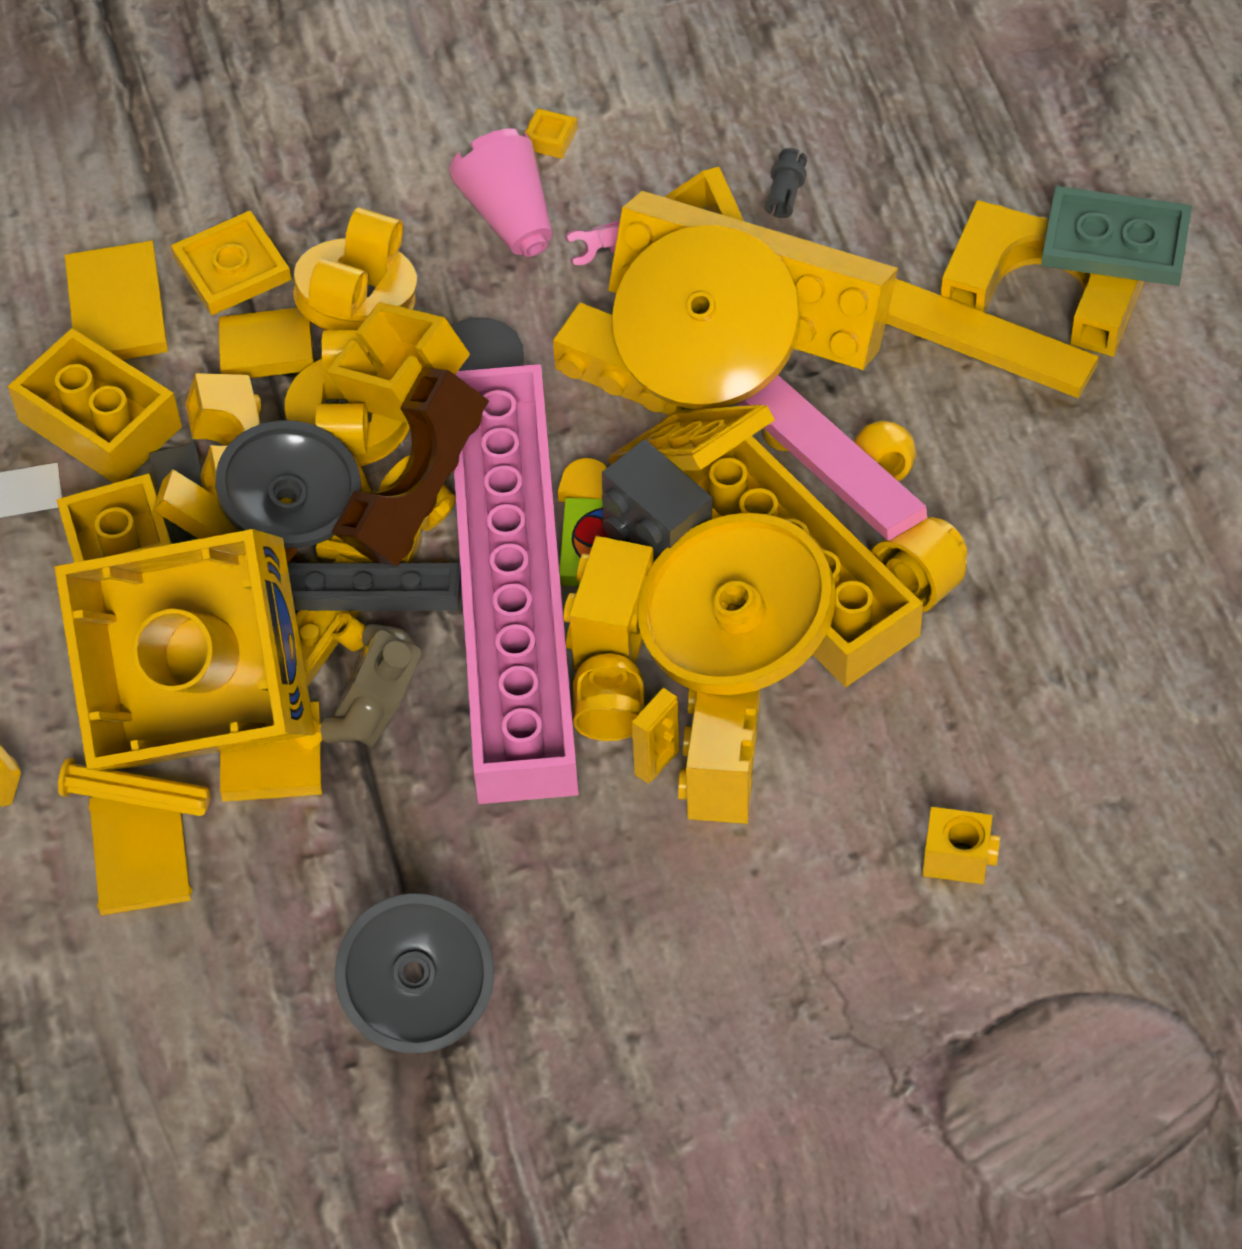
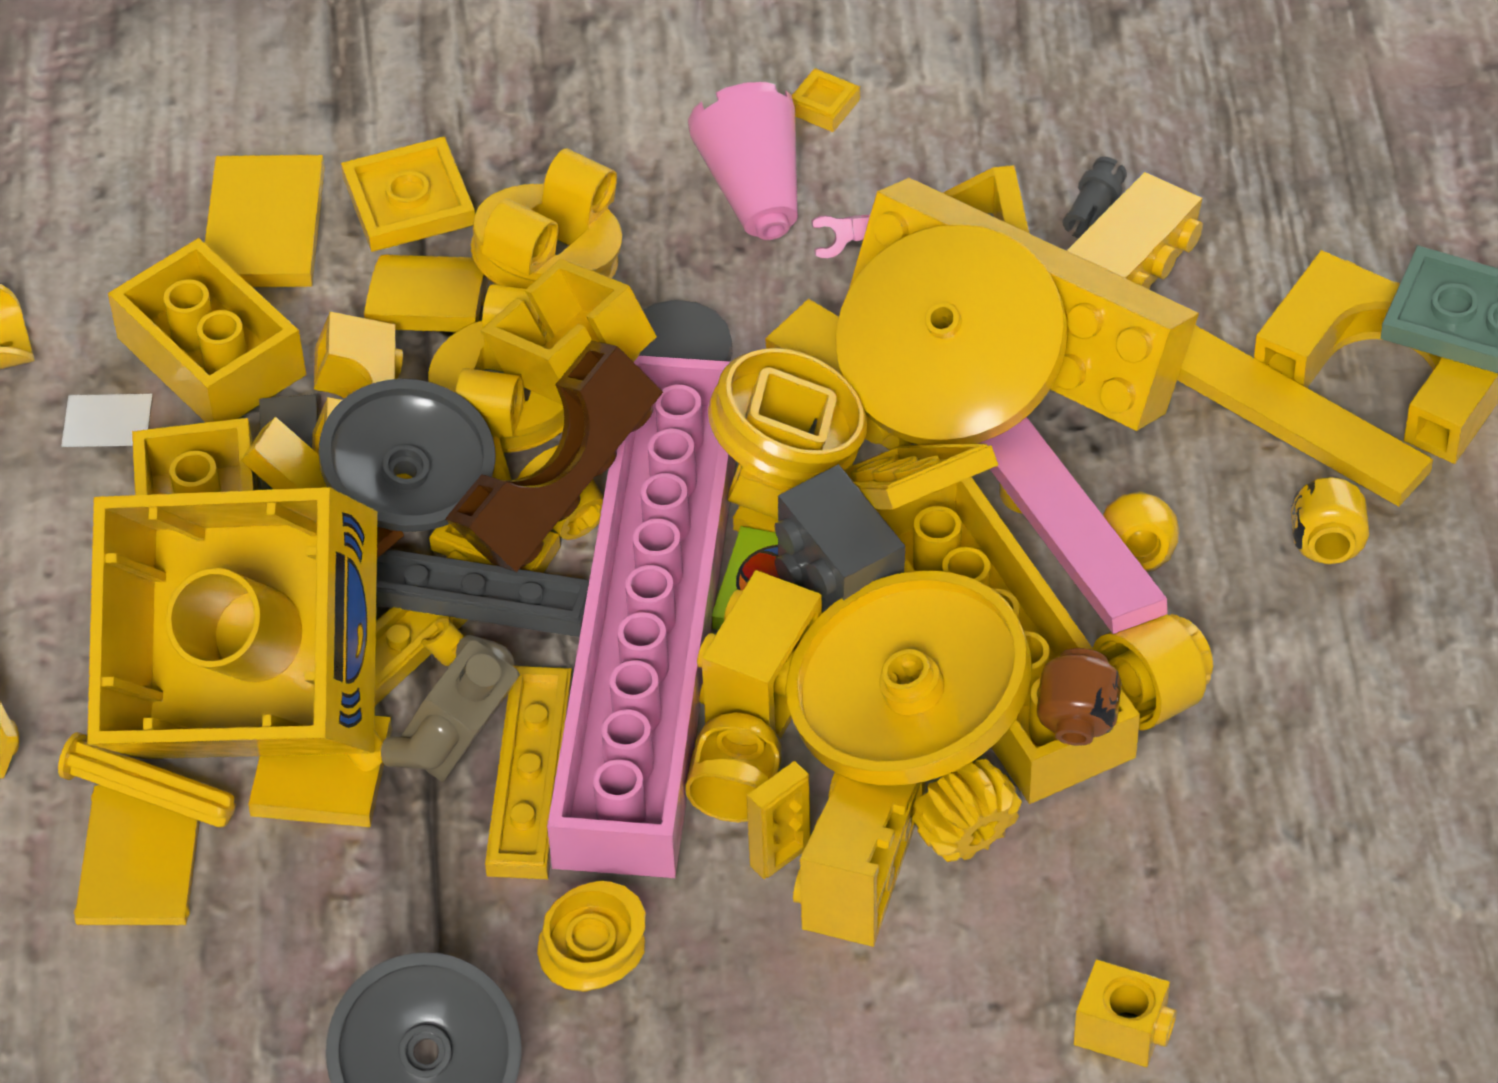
camera: 10 degrees right, 5 degrees down
(442, 730) = (527, 773): none -> yellow tile
(524, 854) = (592, 936): none -> yellow piece
(568, 406) = (764, 421): none -> yellow piece
(801, 703) = (966, 810): none -> yellow gear
(833, 205) = (1143, 231): none -> yellow brick
(875, 597) = (1079, 696): none -> dark orange head
(1030, 419) = (1329, 520): none -> yellow head

